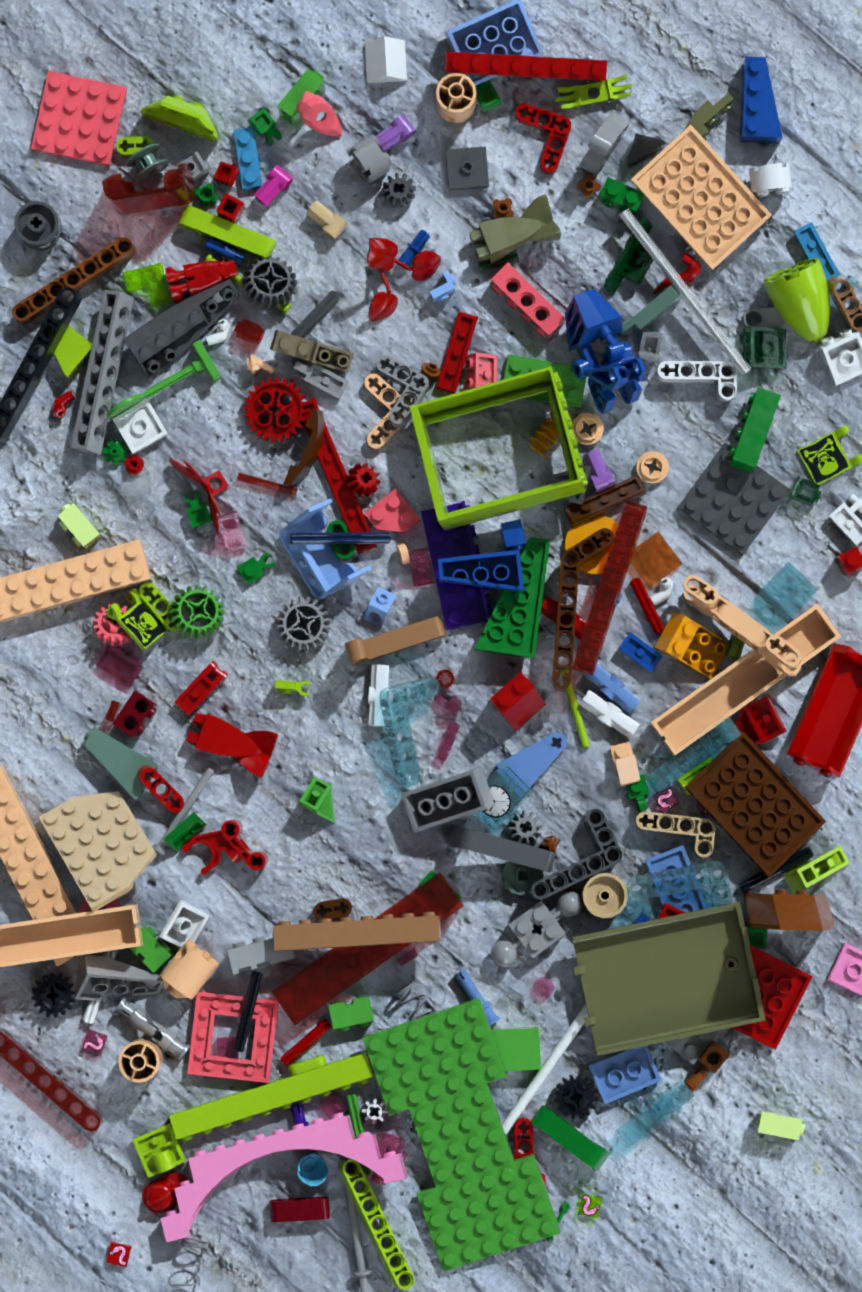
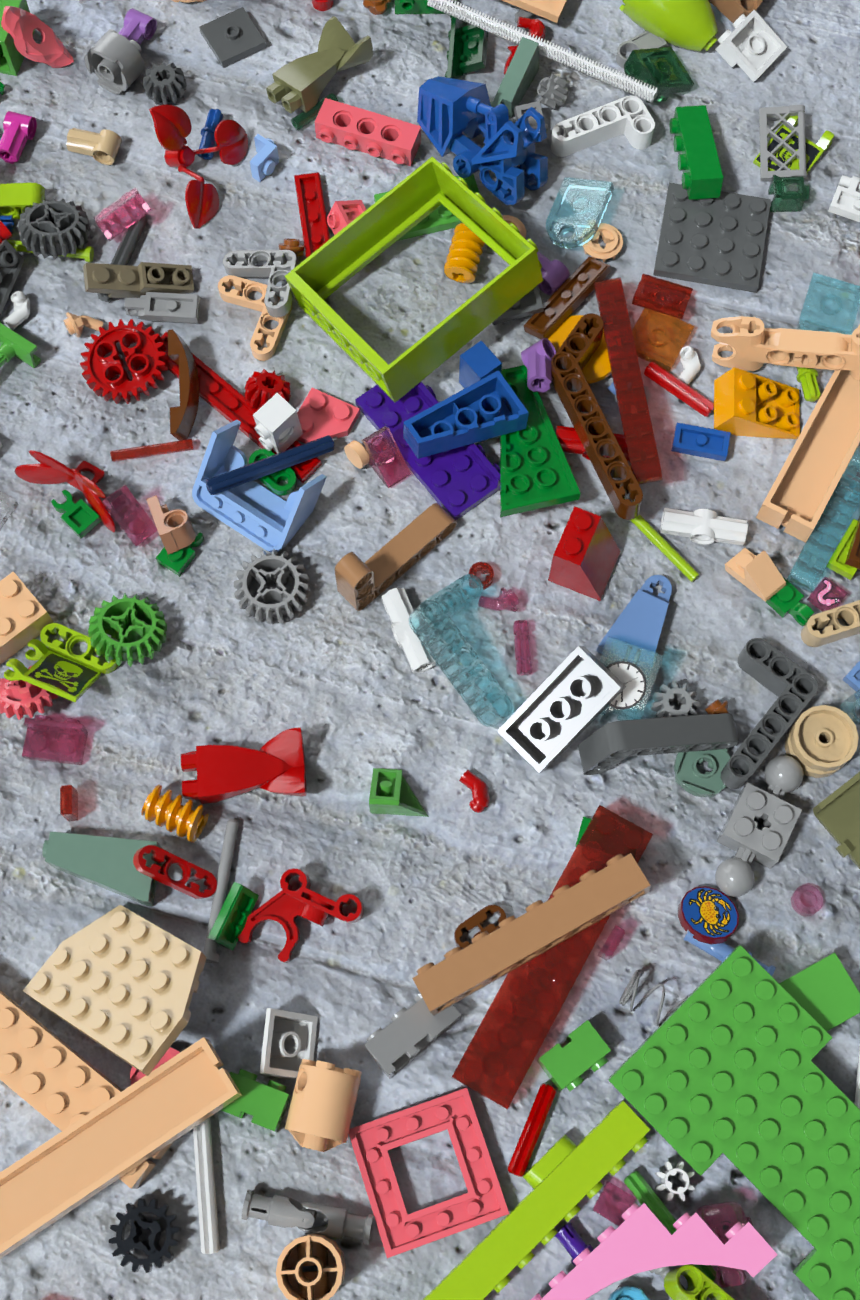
camera: 25 degrees left, 15 degrees down
(94, 1042) = (233, 1277): clear pink tile -> none
(107, 977) = (213, 1168): light grey wedge -> none
(130, 711) = (92, 794): dark red brick -> none
(176, 749) = (173, 814): none -> light orange piece
(200, 688) = (173, 724): red plate -> none
(225, 1047) = (426, 1190): clear pink tile -> none
(247, 1012) = (432, 1123): black axle -> none
(249, 331) = (54, 292): clear red brick -> none
(254, 549) = (173, 525): none -> nougat plate
(286, 686) = (286, 669): lime plate -> none
(322, 290) = (122, 214): none -> clear pink bracket
(355, 514) = (277, 424): none -> white brick
(373, 824) = (479, 790): none -> red arm
(379, 604) = (357, 521): light blue bracket -> none
(475, 968) = (708, 915): none -> tile
(503, 203) = (290, 54): dark orange plate -> none
(558, 541) = (538, 364): none -> medium lavender piece
(613, 689) = (691, 495): medium blue piece -> none
(647, 435) = (578, 210): none -> clear light blue tile
(671, 530) = (662, 296): none -> clear red plate
(678, 328) = (552, 91): none -> light grey gear
(806, 450) = (765, 155): none -> light grey window

